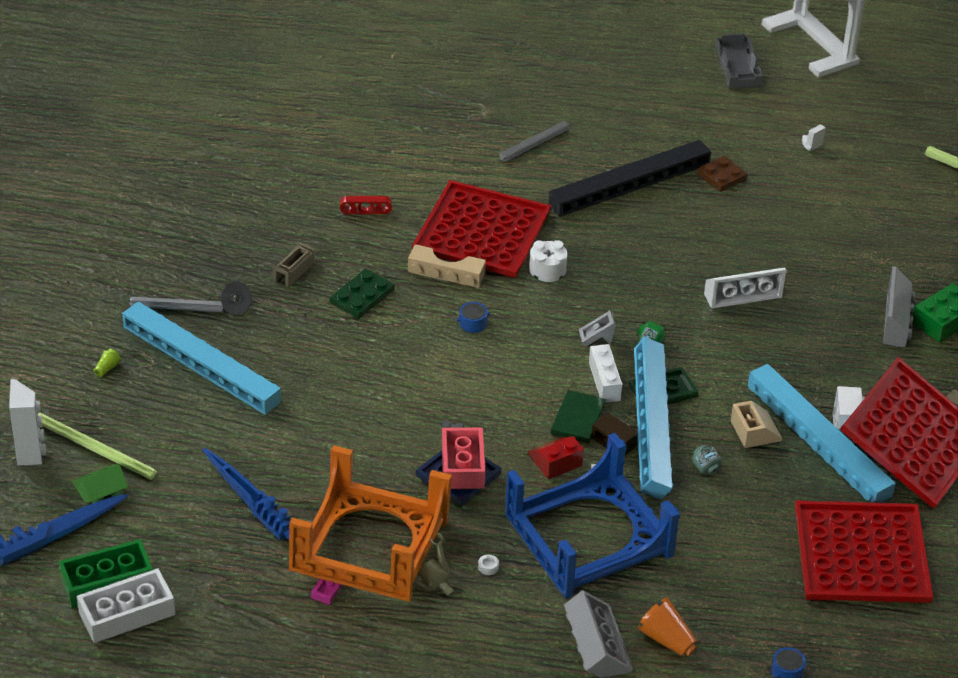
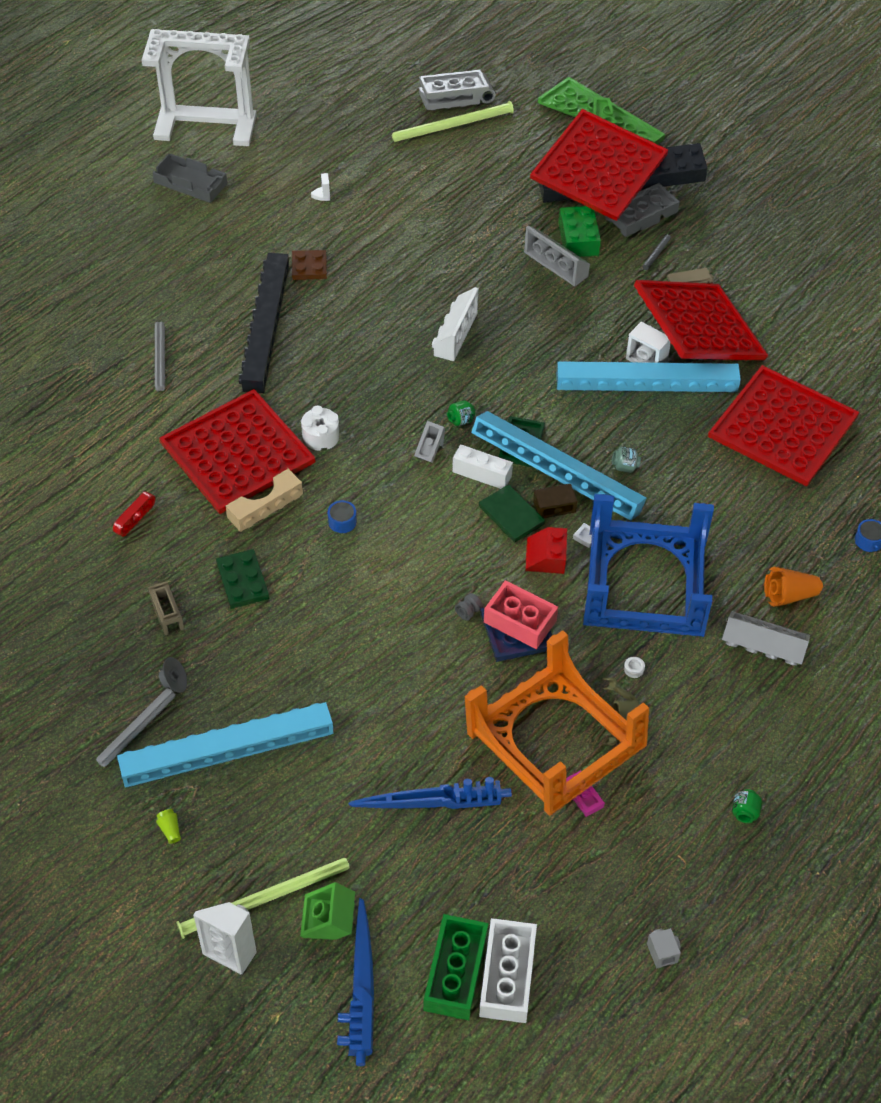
camera: 55 degrees left, 10 degrees up
(753, 424) = (611, 411): tan slope -> none

